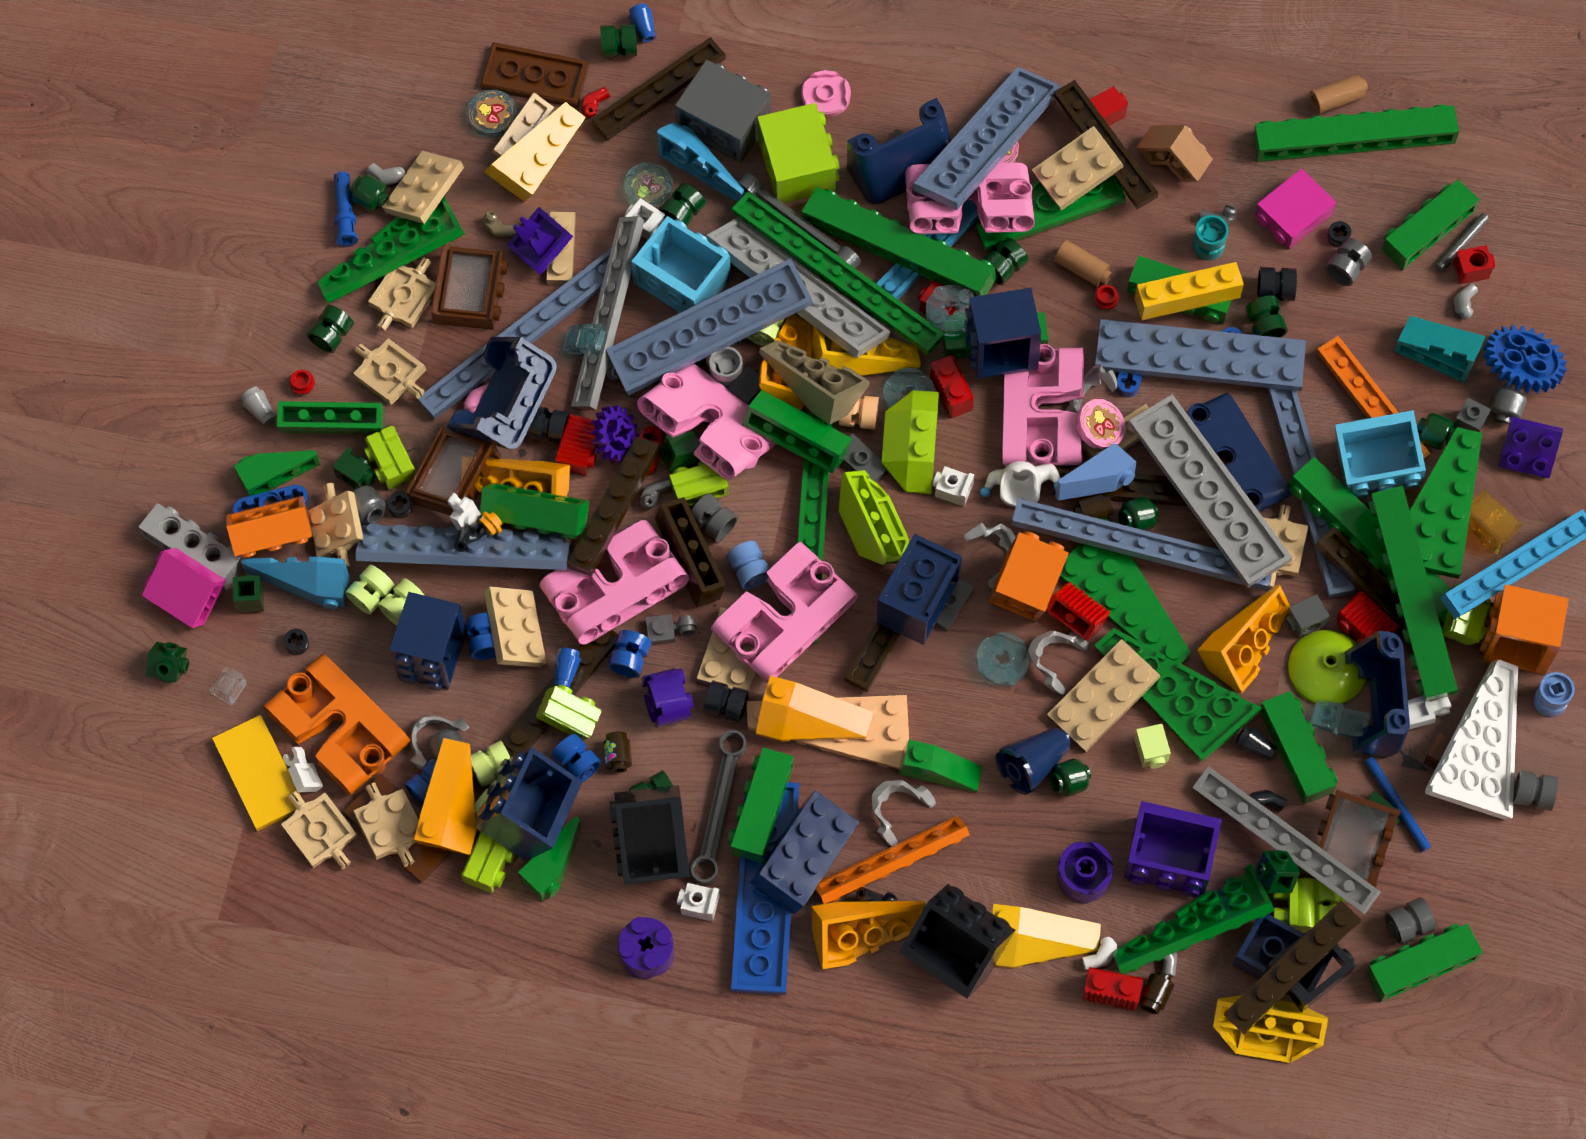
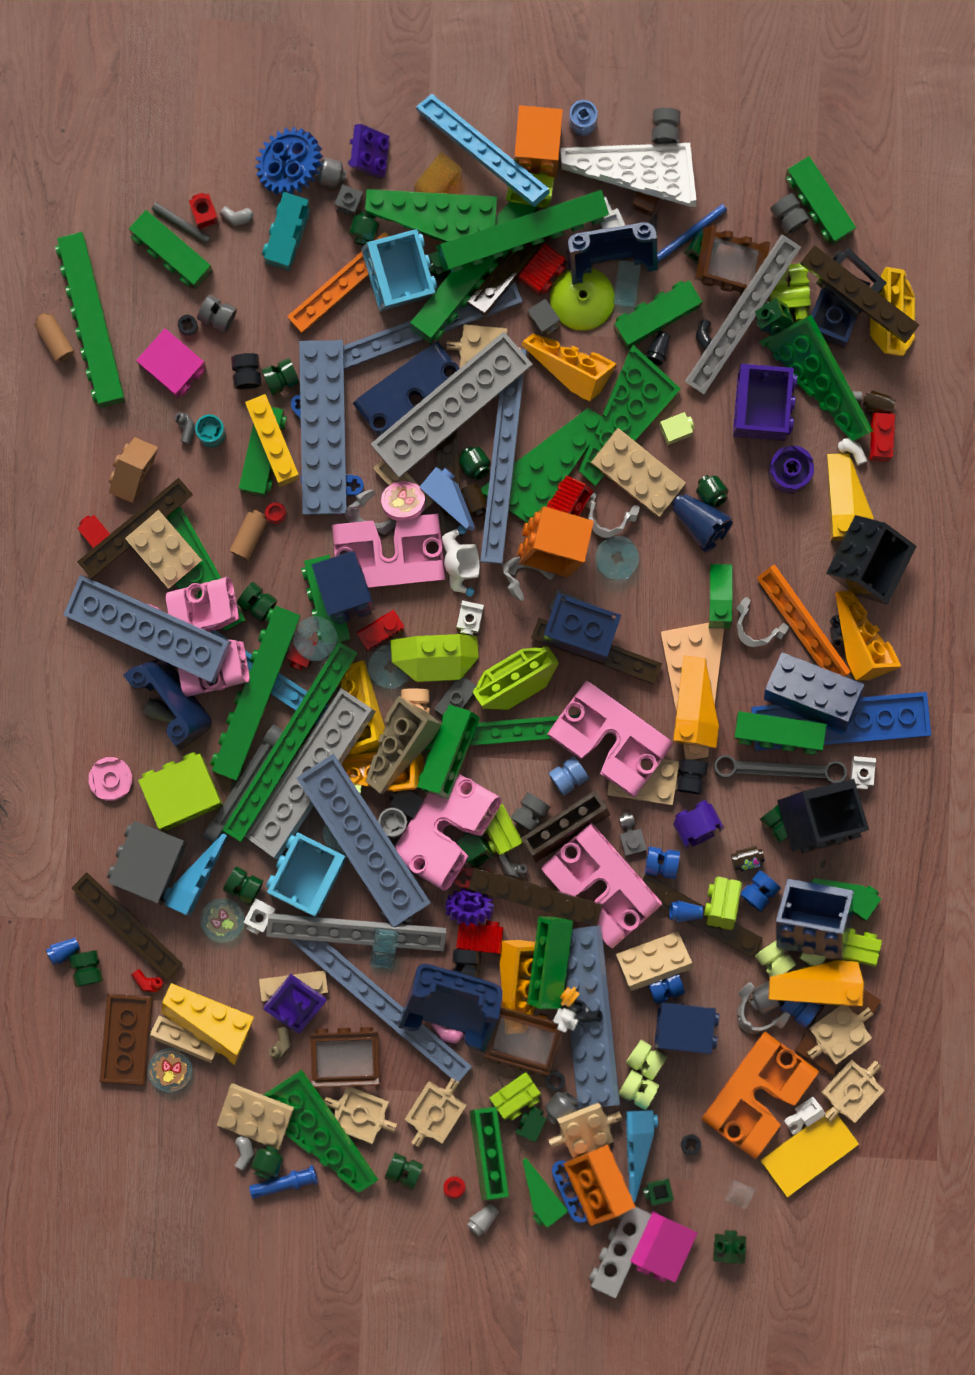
camera: 100 degrees left, 15 degrees up
(644, 932) = (920, 801): dark purple brick -> none

